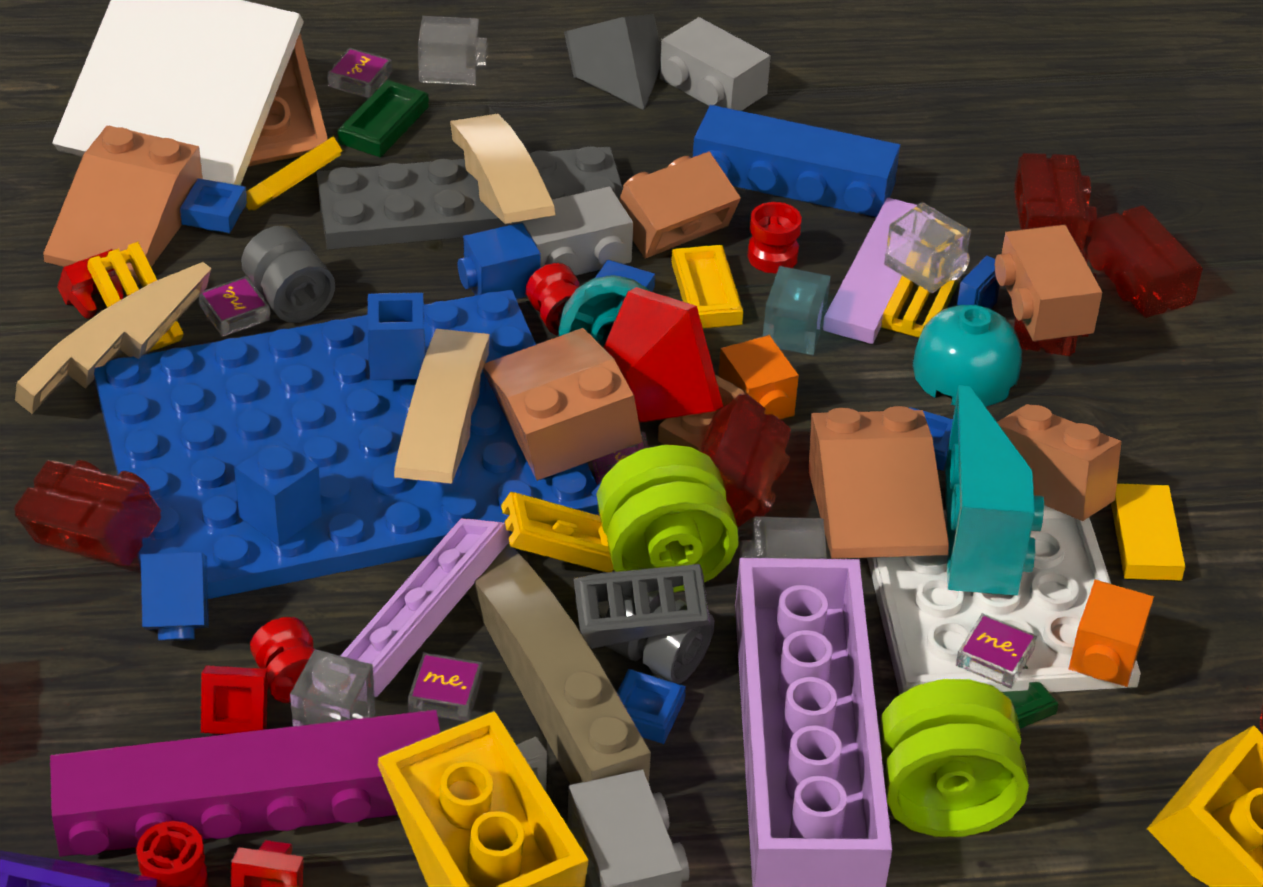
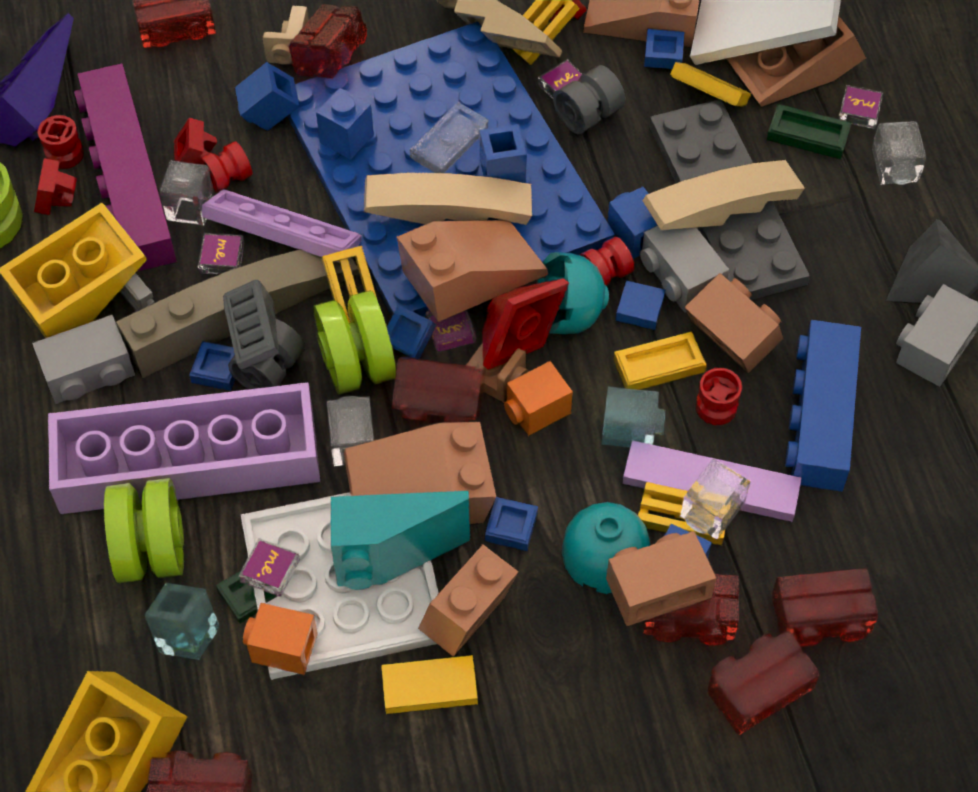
camera: 85 degrees right, 15 degrees up
(50, 561) = (277, 44): none -> tan bracket
(321, 406) = (448, 138): none -> clear tile
(1083, 735) = (182, 621): none -> clear light blue brick

